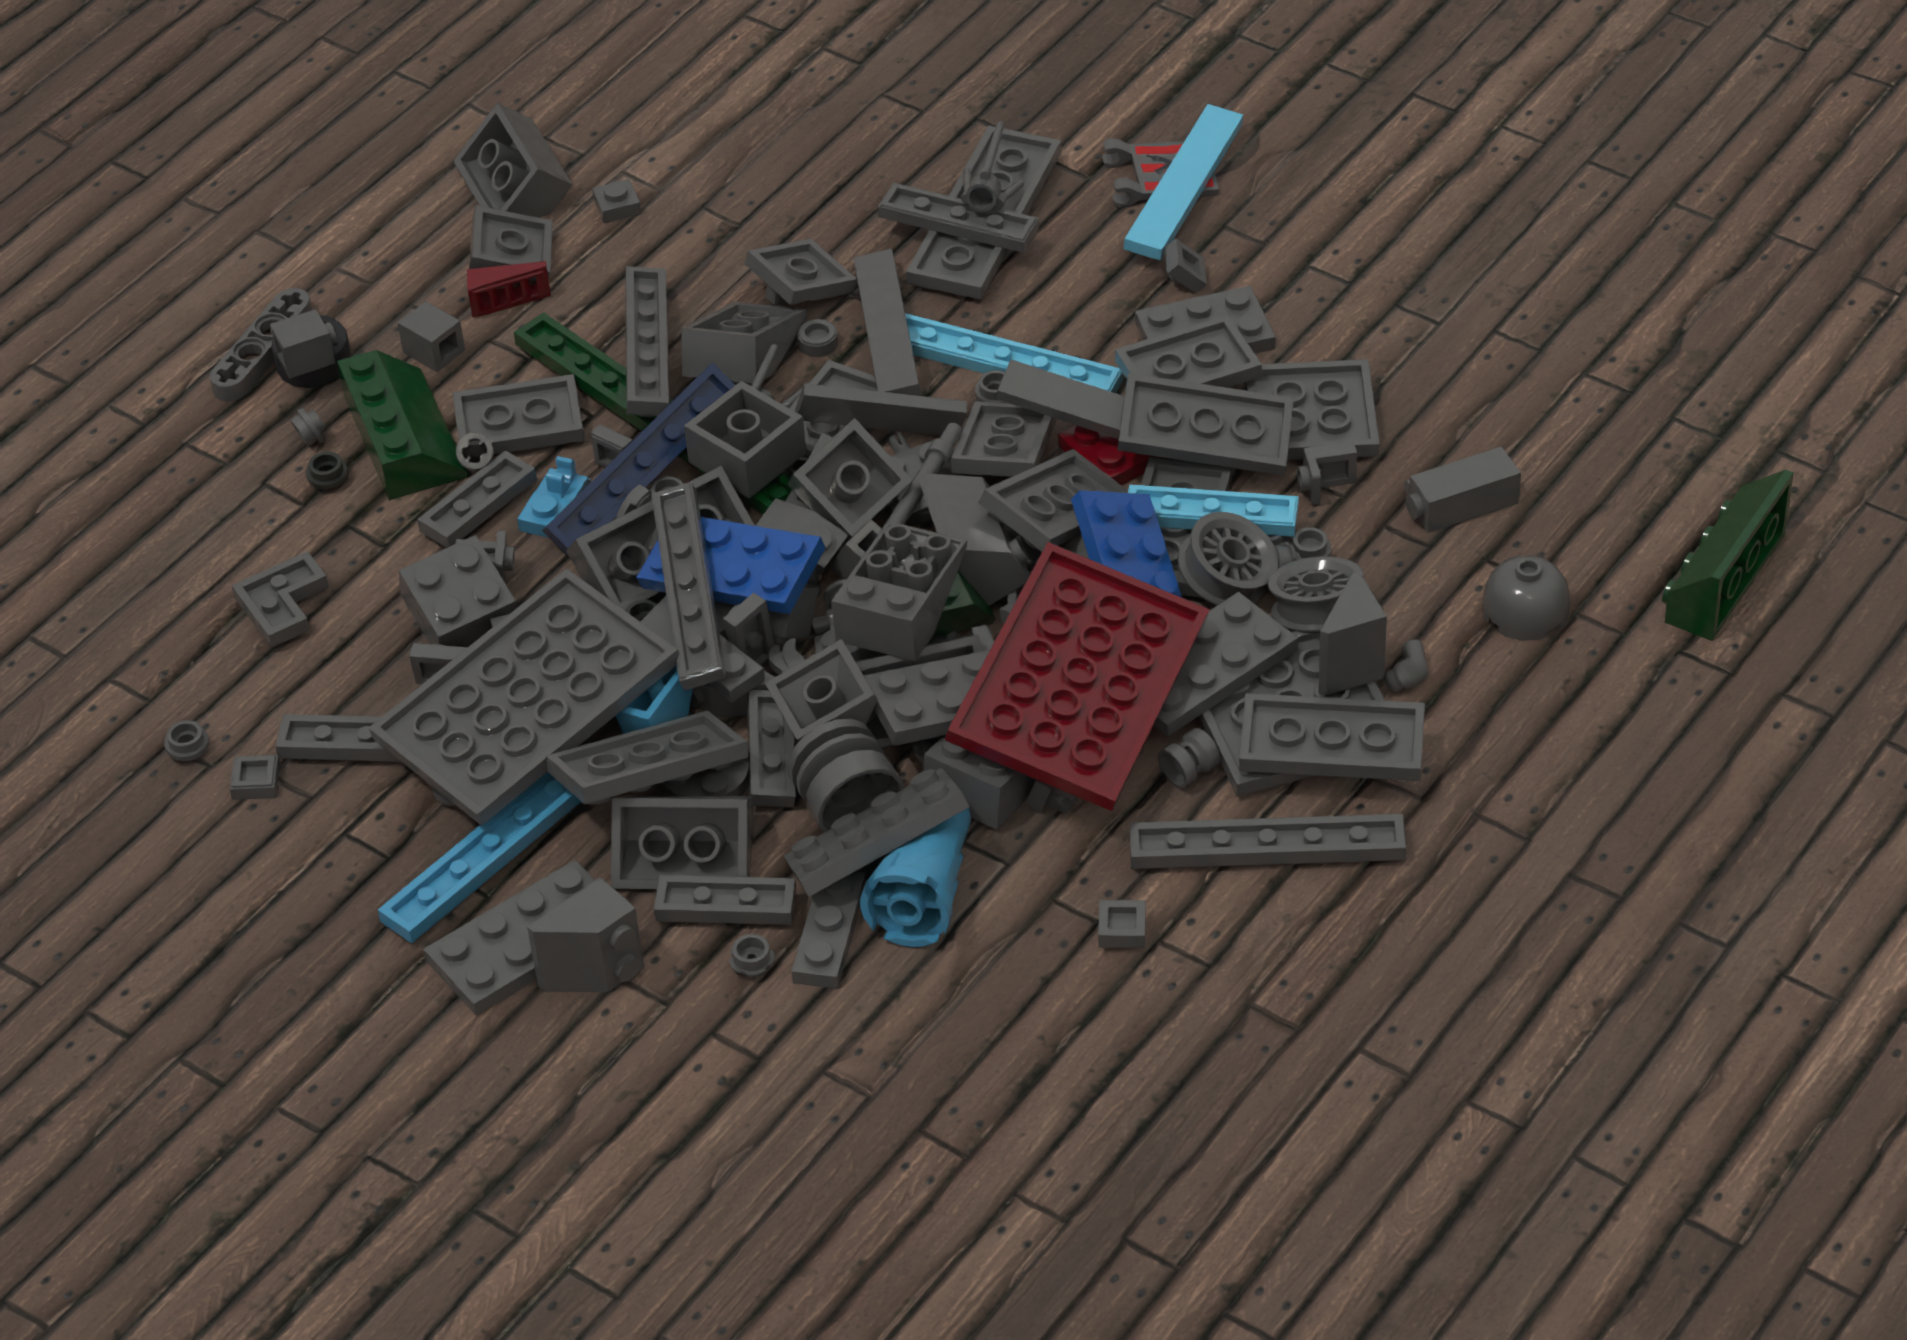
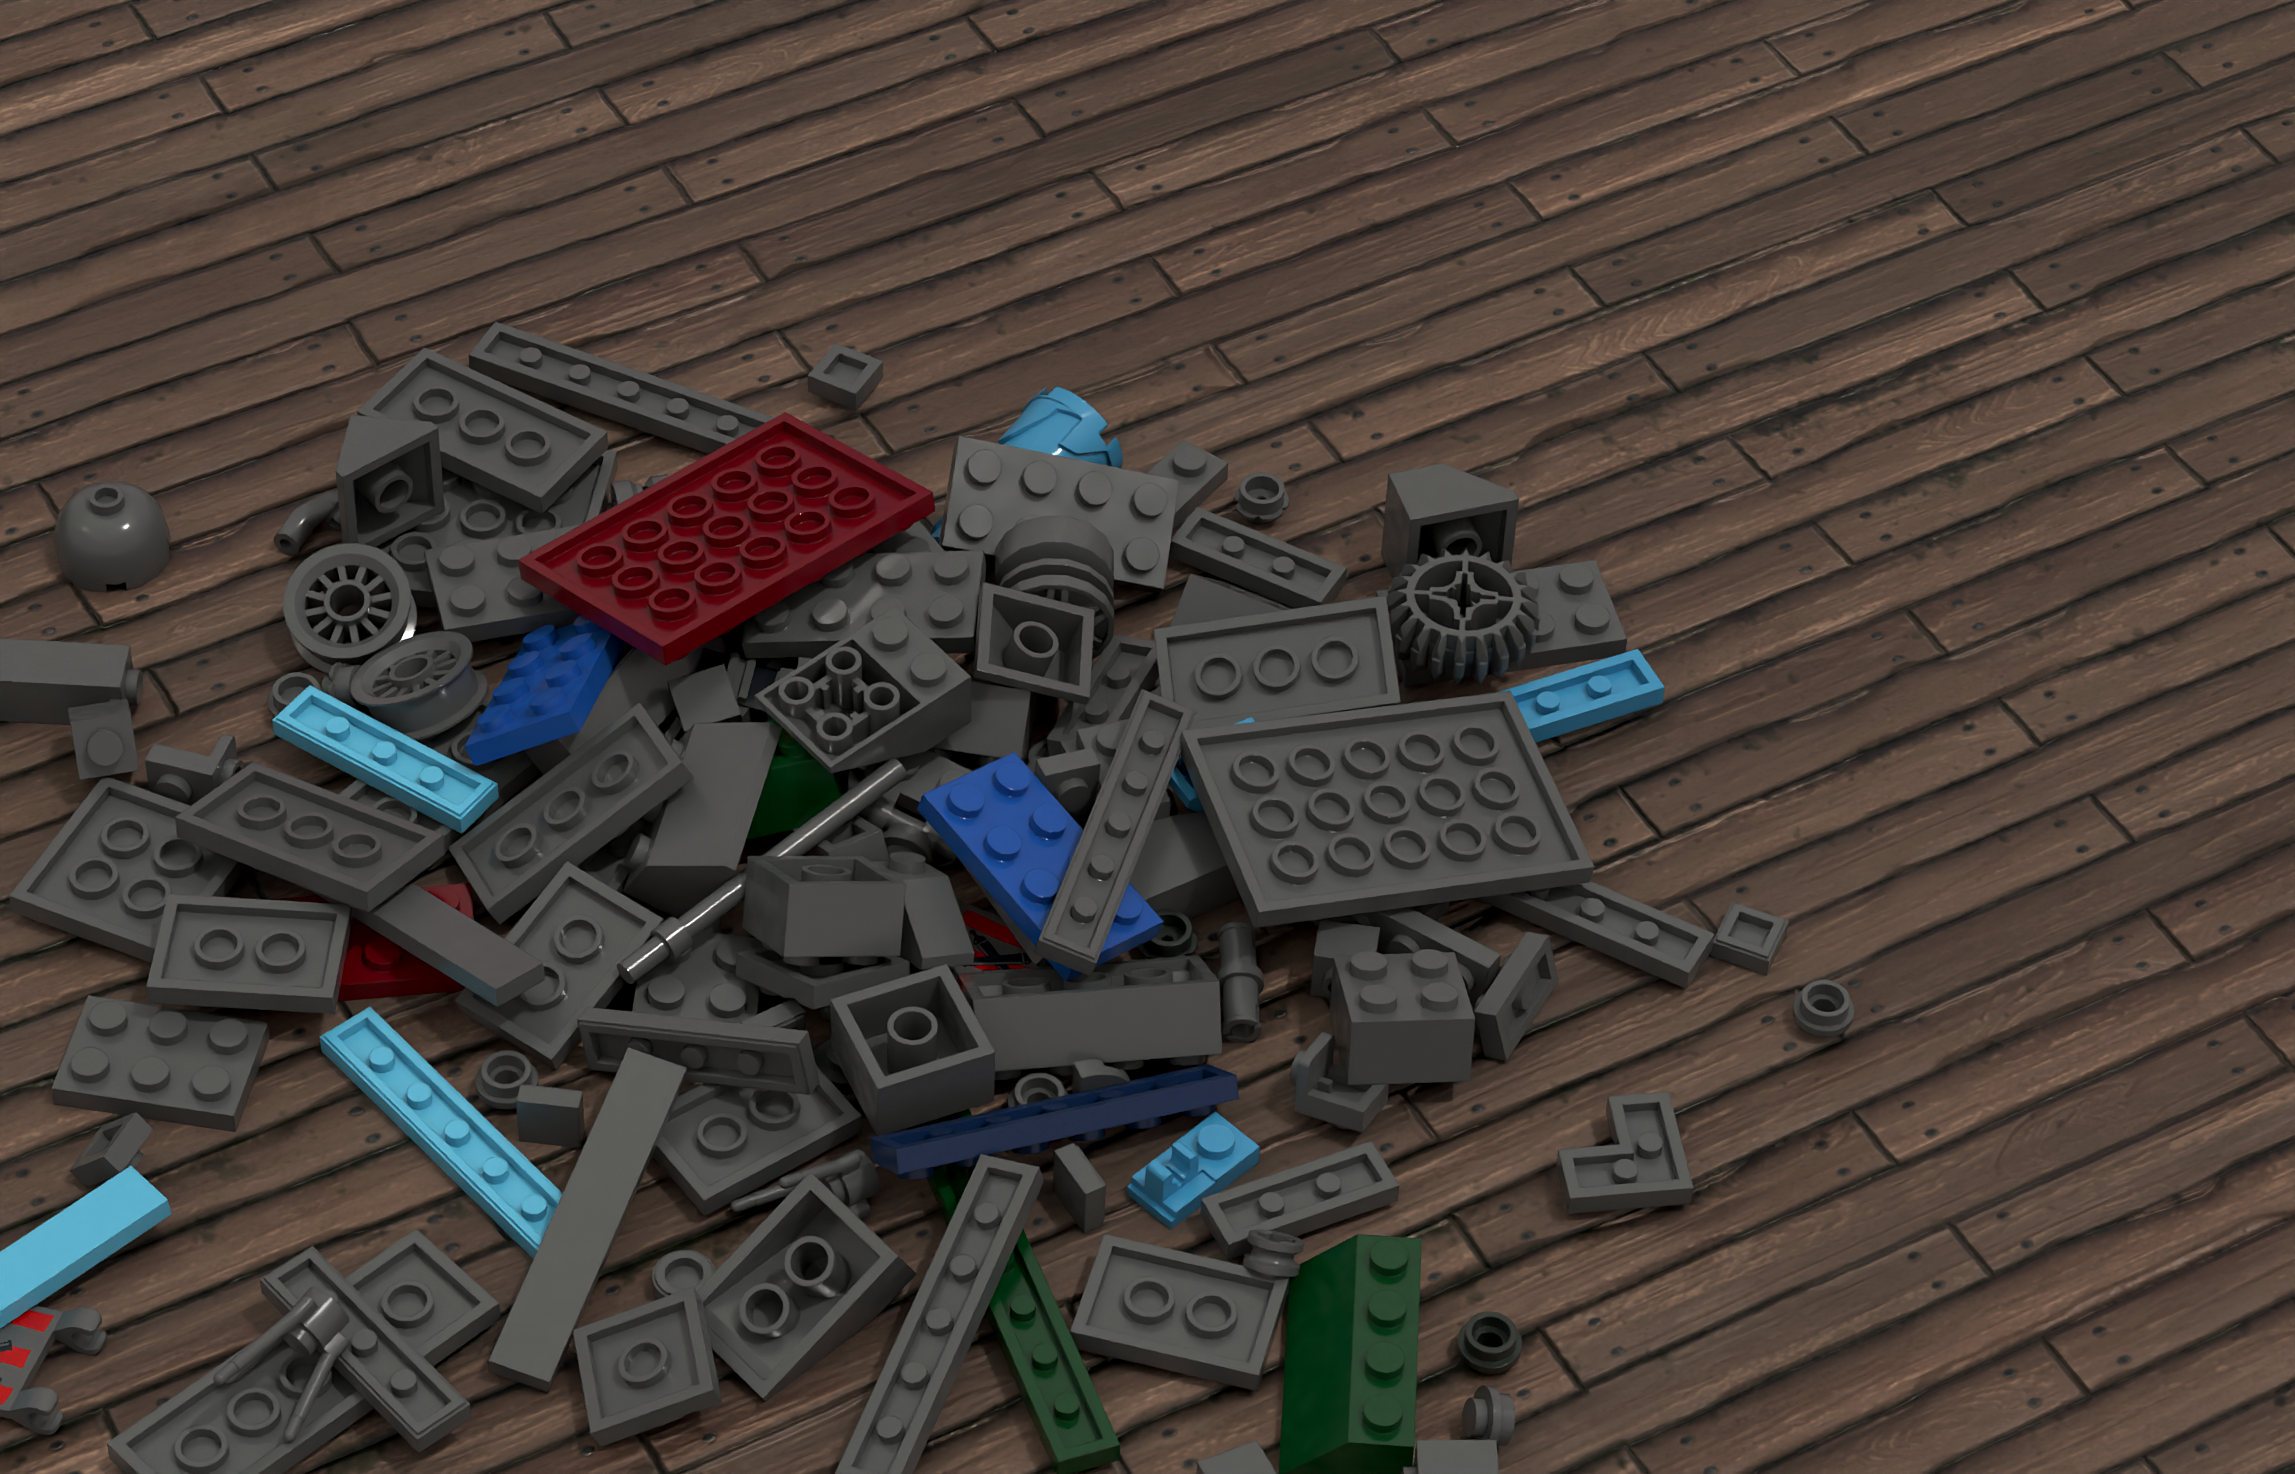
camera: 160 degrees left, 0 degrees up
(395, 674) = (1516, 995): none -> dark grey plate
(538, 869) = (1496, 621): none -> dark grey gear
(951, 372) = (550, 1116): none -> dark grey tile
(1395, 453) = (103, 739): none -> dark grey brick

